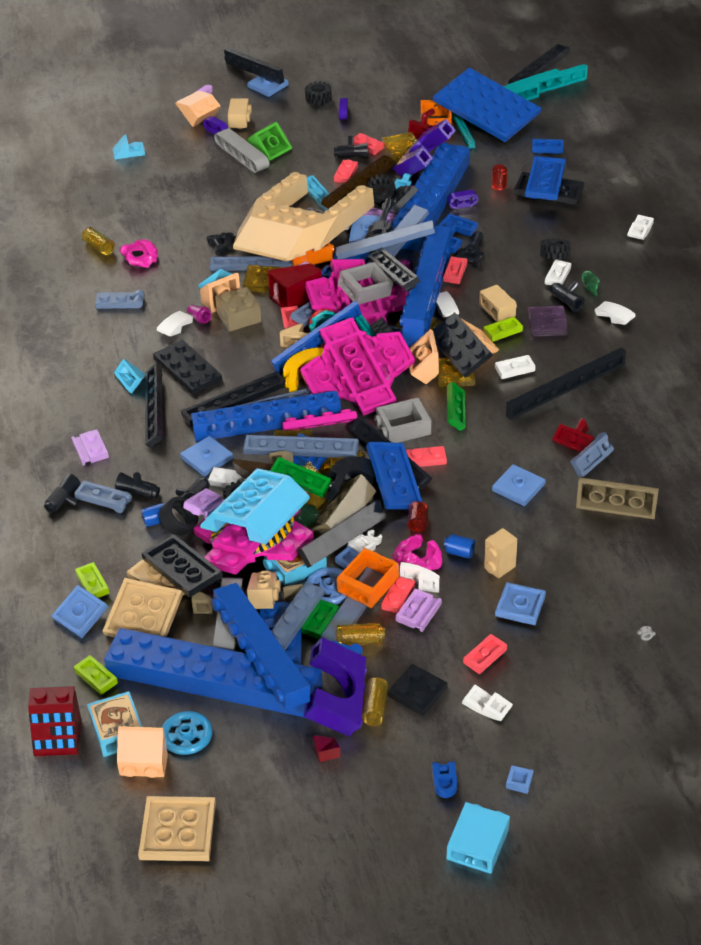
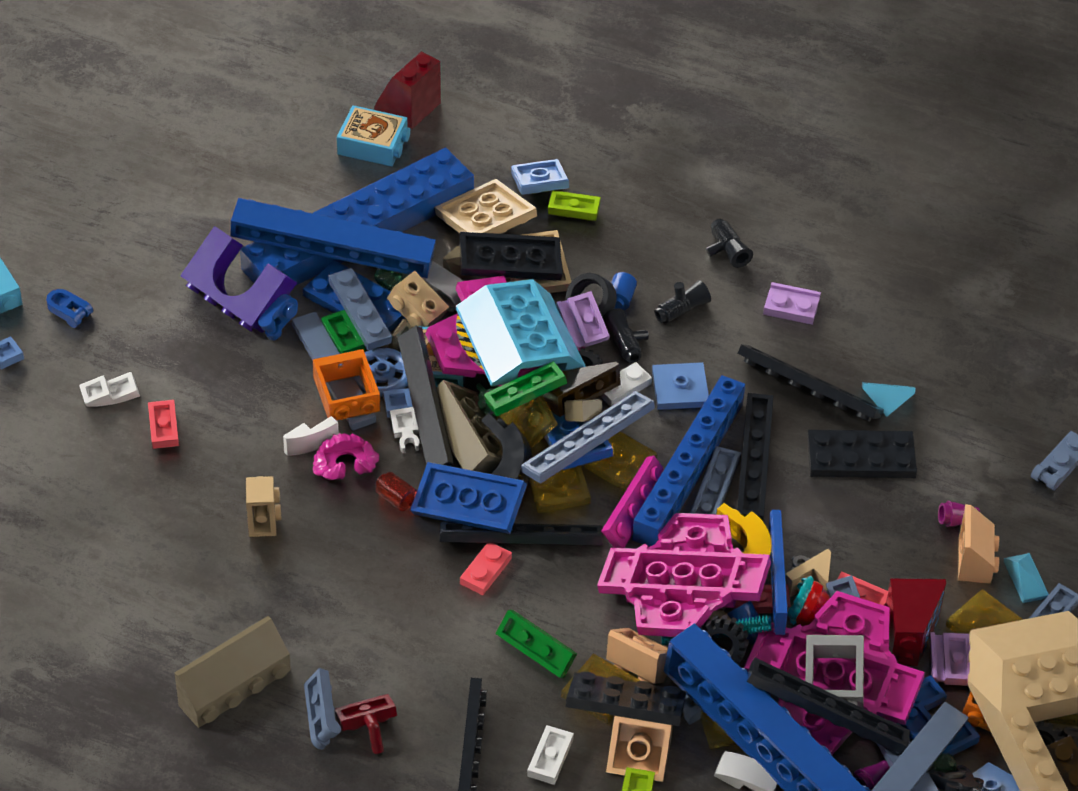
camera: 125 degrees right, 5 degrees up
(95, 675) = (459, 148): lime plate -> none
(103, 496) = (697, 268): sand blue plate -> none
(141, 751) = (315, 130): light nougat slope -> none
(173, 324) = (958, 481): white slope -> none
(177, 828) = (219, 120): tan plate -> none
(185, 737) = (316, 179): dark azure plate -> none
(238, 309) = (927, 549): dark tan brick -> none
(326, 748) = (186, 249): dark red slope -> none
(360, 634) = (286, 342): clear yellow brick -> none
(375, 701) = (200, 310): clear yellow brick -> none
(398, 594) = (308, 409): coral plate -> none
(407, 431) = (564, 601): light grey window -> none
(417, 689) = (183, 355): black plate -> none
(418, 609) = (272, 411): lavender plate -> none
(459, 546) = (317, 497): blue brick -> none
(518, 485) = (354, 617): medium blue plate -> none
(520, 603) = (191, 494): medium blue plate -> none
(646, 633) = (44, 567): light grey piece -> none

